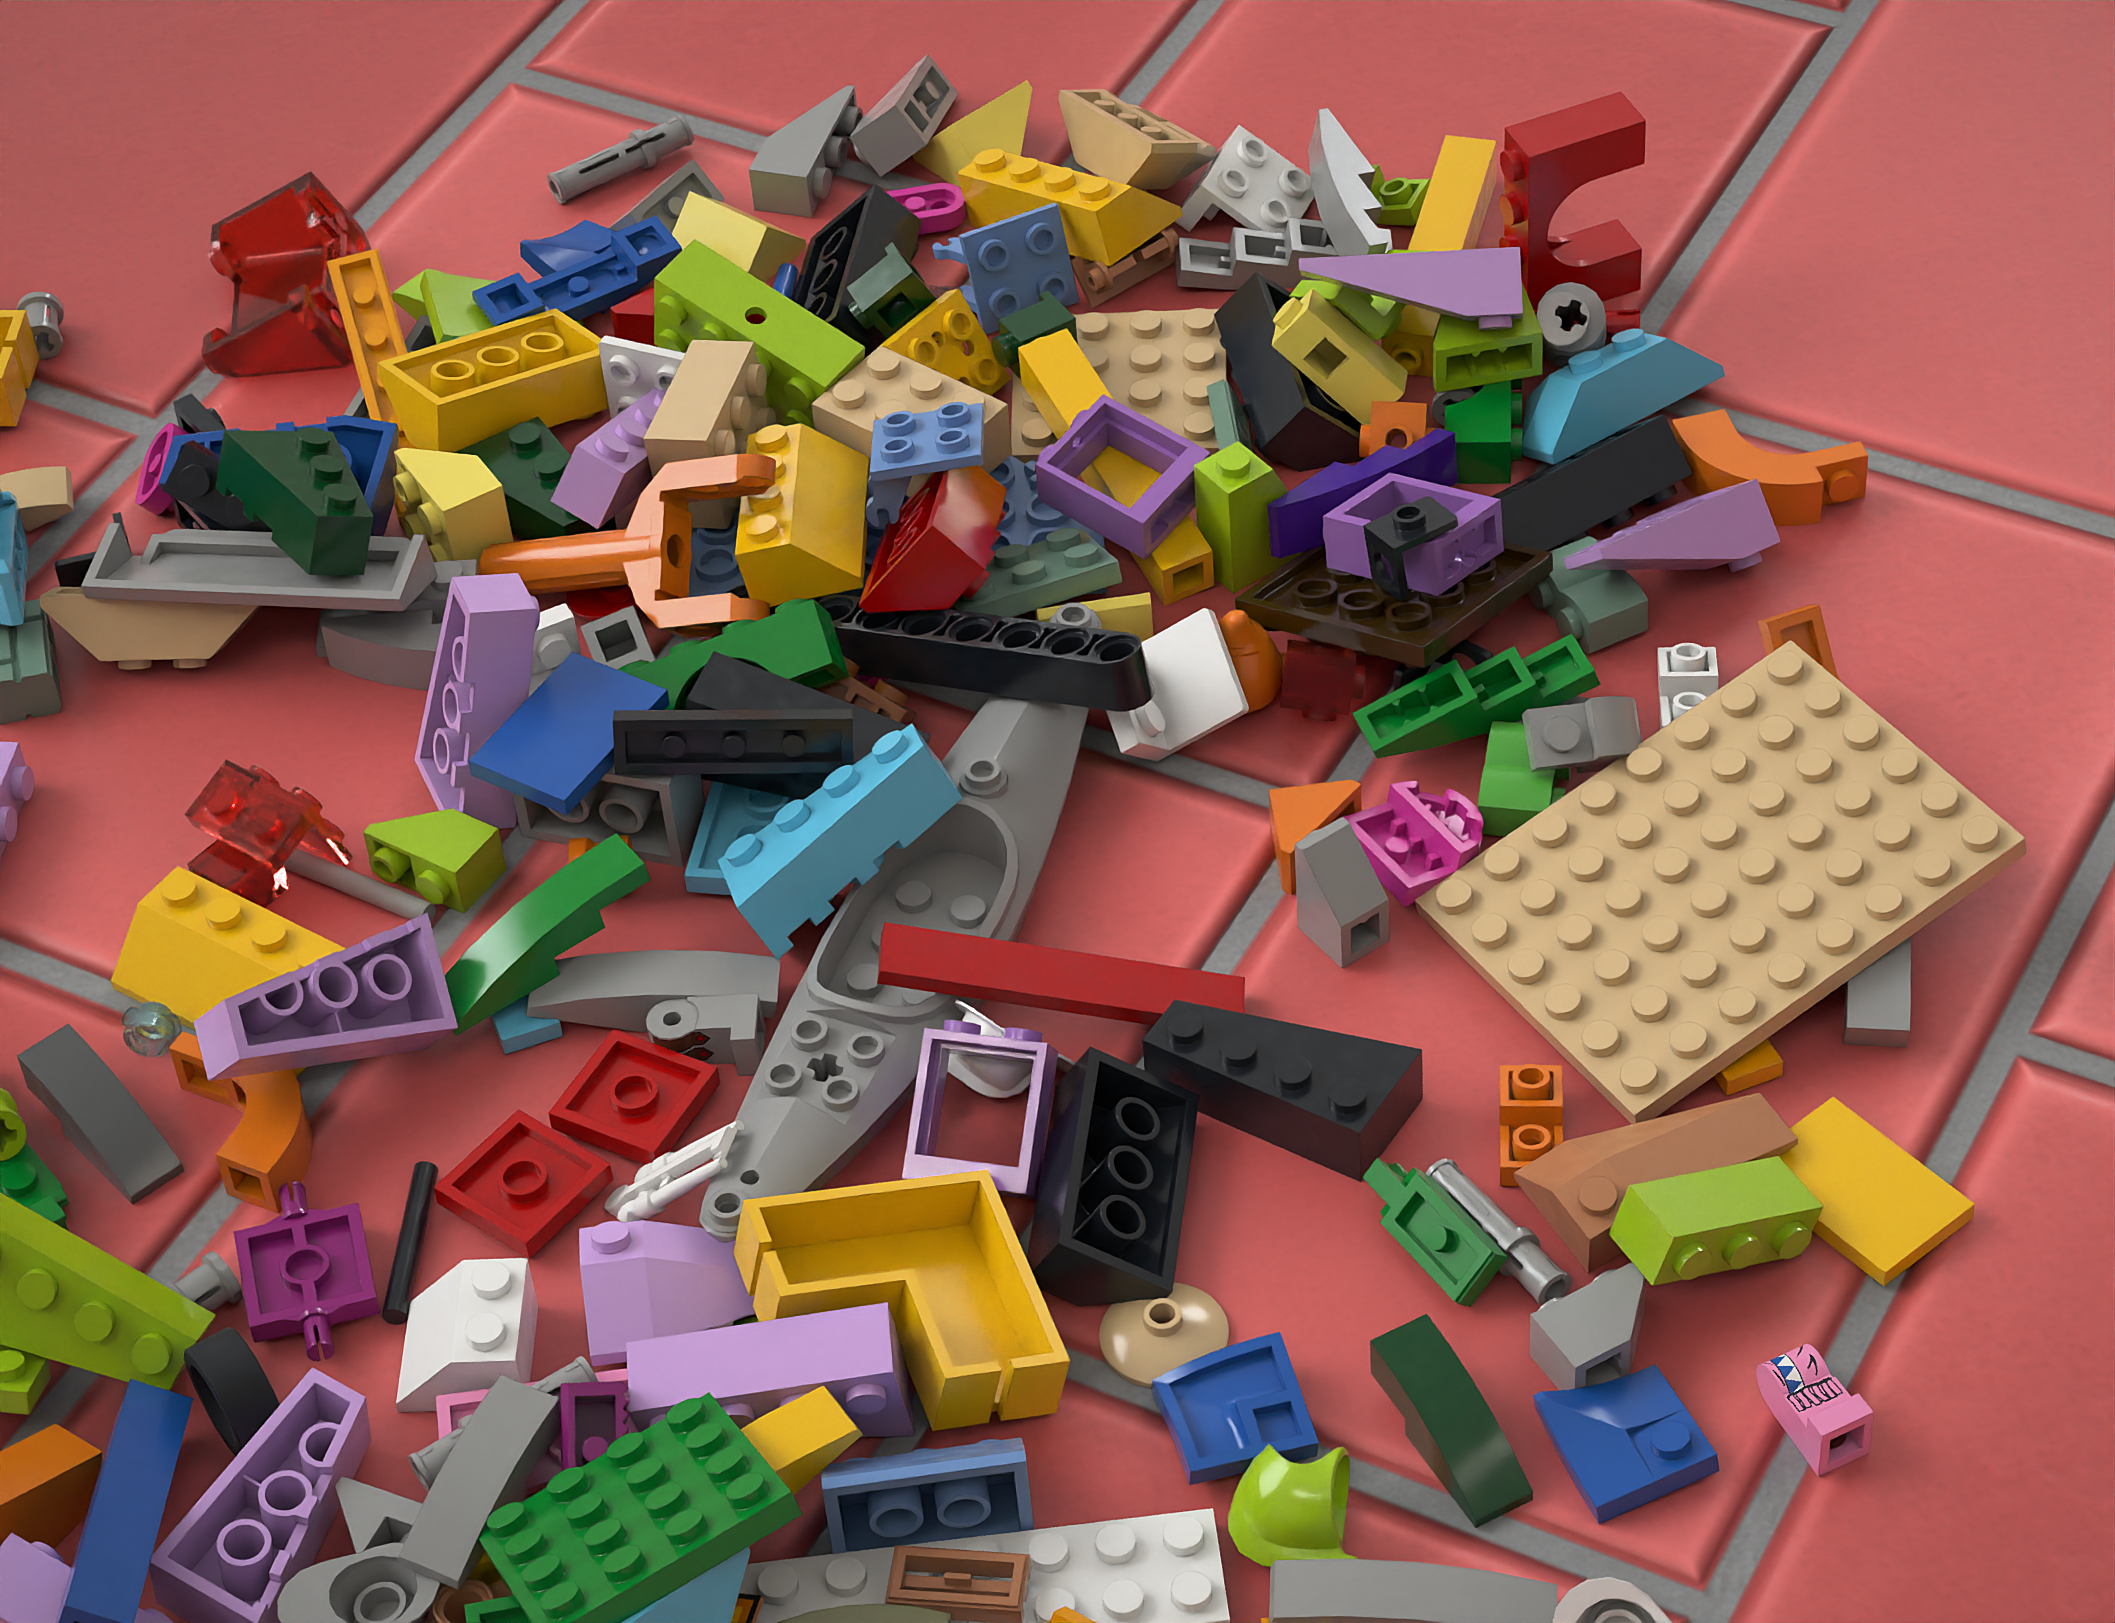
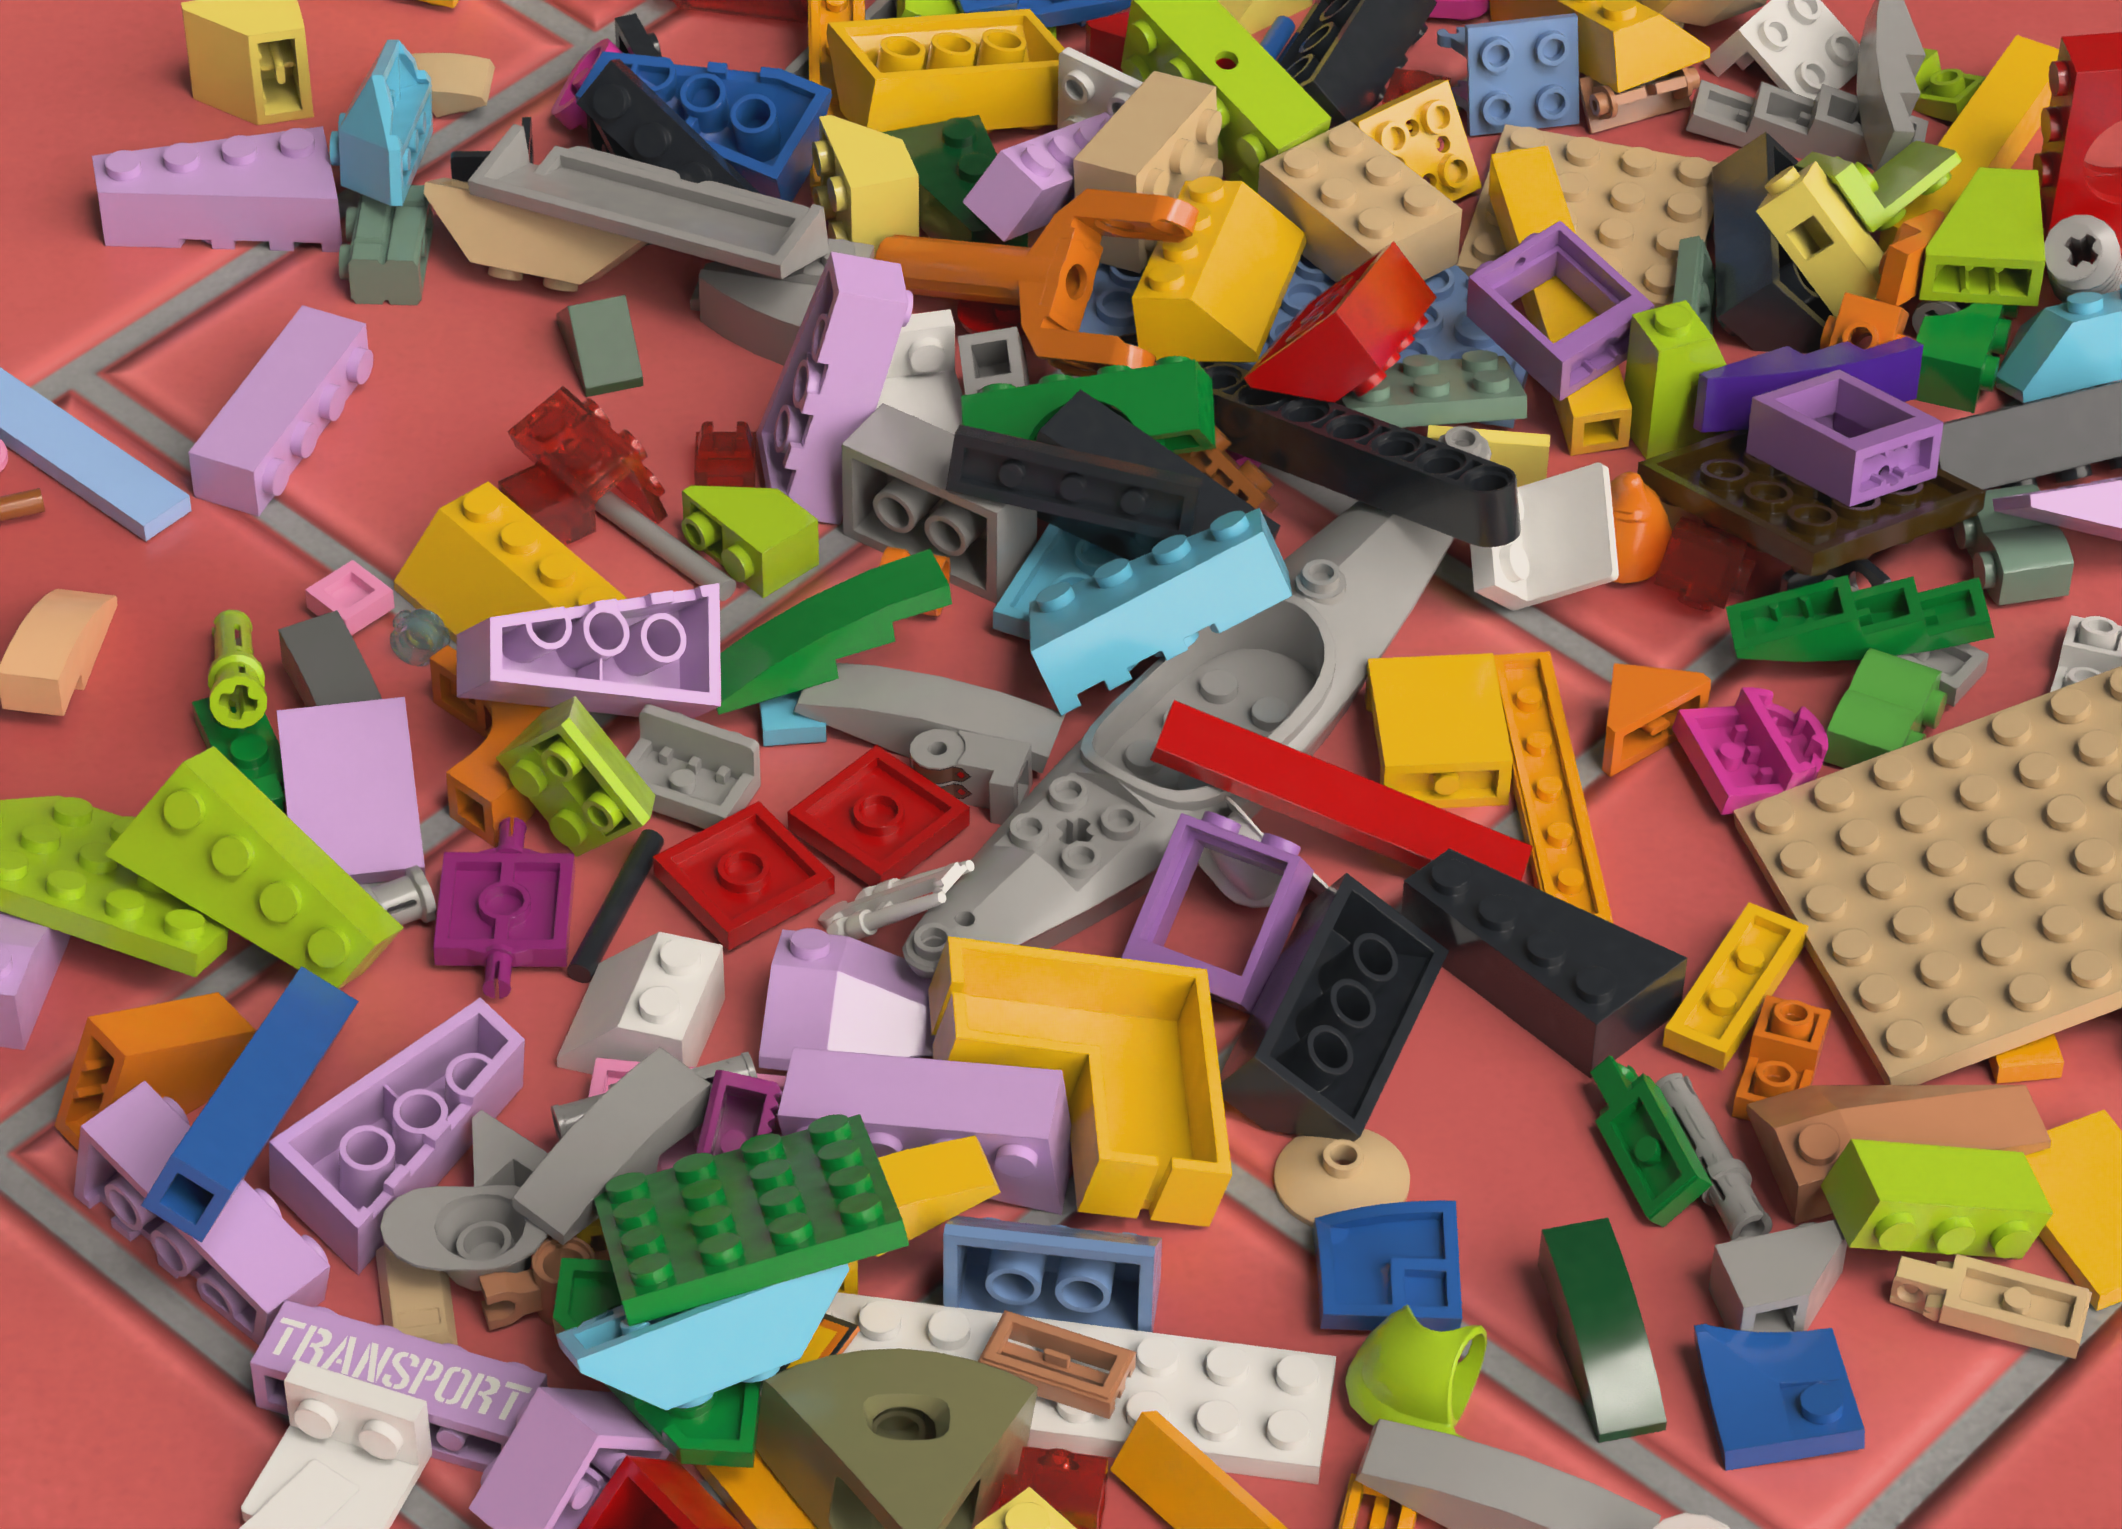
camera: 10 degrees right, 0 degrees up
(74, 1002) = (353, 593): none -> bright pink plate
(129, 1188) = (354, 785): none -> lavender tile
(231, 1386) = (397, 995): black tyre -> none
(245, 711) = (601, 345): none -> slope
(302, 493) = (713, 137): dark green wedge -> none
(343, 1130) = (577, 778): none -> lime slope
(391, 789) = (725, 457): none -> clear red tile
(443, 1095) = (695, 766): none -> light grey bracket
(563, 733) = (904, 437): blue tile -> none
(889, 294) = (1375, 69): dark green brick -> none
(917, 445) = (1354, 229): medium blue plate -> none
(1029, 324) = (1513, 133): dark green brick -> none
(1129, 887) = (1441, 728): none -> yellow panel
(1237, 913) = (1549, 784): none -> light orange tile
(1339, 894) = (1654, 785): light grey slope -> none
(1399, 531) = (1827, 429): black bracket -> none
(1415, 357) = (1904, 259): none -> orange slope
(1455, 283) = (1966, 188): lavender wedge -> none
(1467, 1064) = (1734, 986): none -> yellow plate
(1582, 734) = (1956, 681): light grey brick -> none
(1794, 1302) = (1995, 1301): none -> tan hinge
(1815, 1408) = (1982, 1409): bright pink leg -> none

